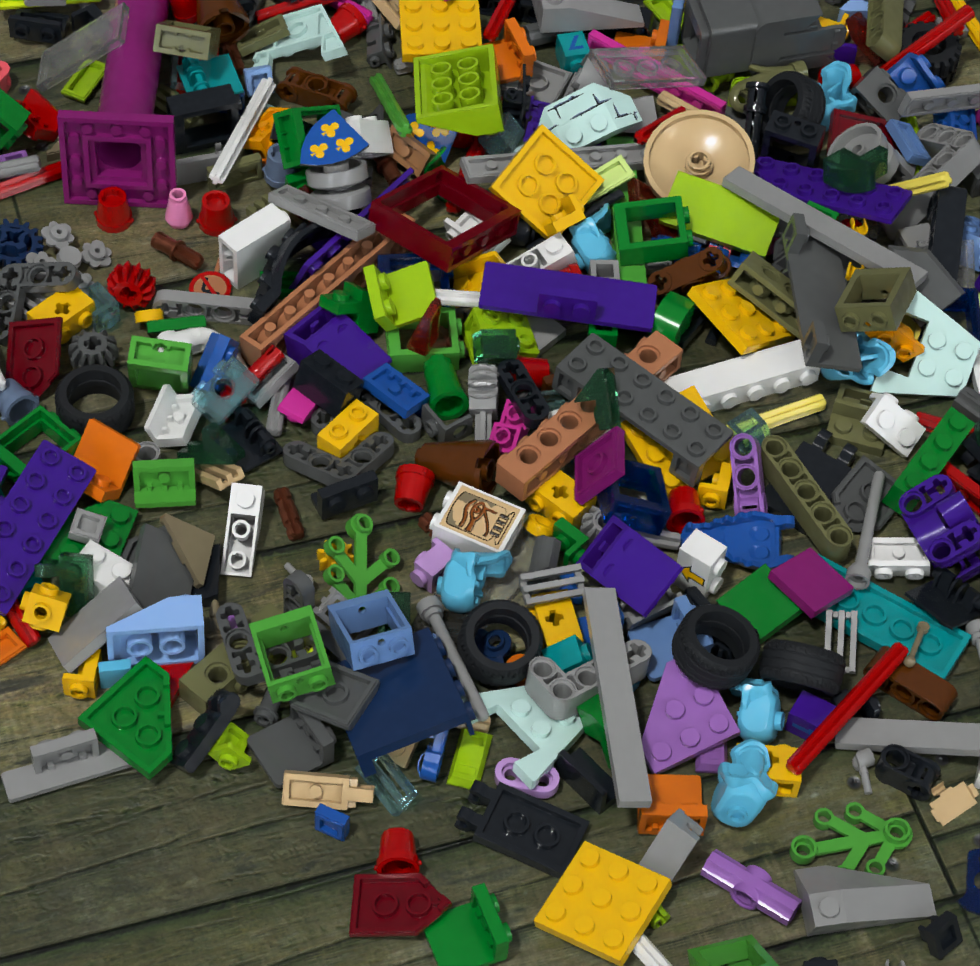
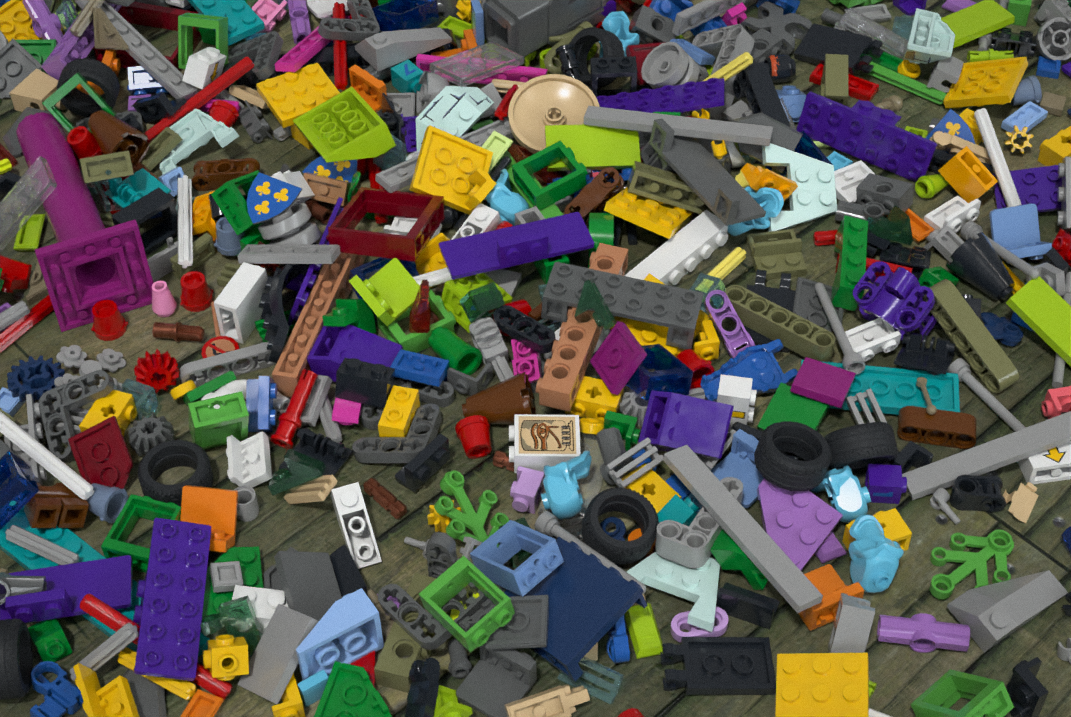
camera: 20 degrees left, 5 degrees down
(164, 483) = (270, 515): bright green bracket -> none
(191, 546) = (324, 555): dark tan tile -> none
(219, 408) = (291, 406): clear light blue brick -> none
(390, 105) = (293, 160): bright green axle -> none
(846, 708) = (911, 464): red axle -> none
(854, 172) = (675, 79): clear green brick -> none
(875, 283) = (744, 148): olive window -> none
(892, 424) = (805, 245): white bracket -> none

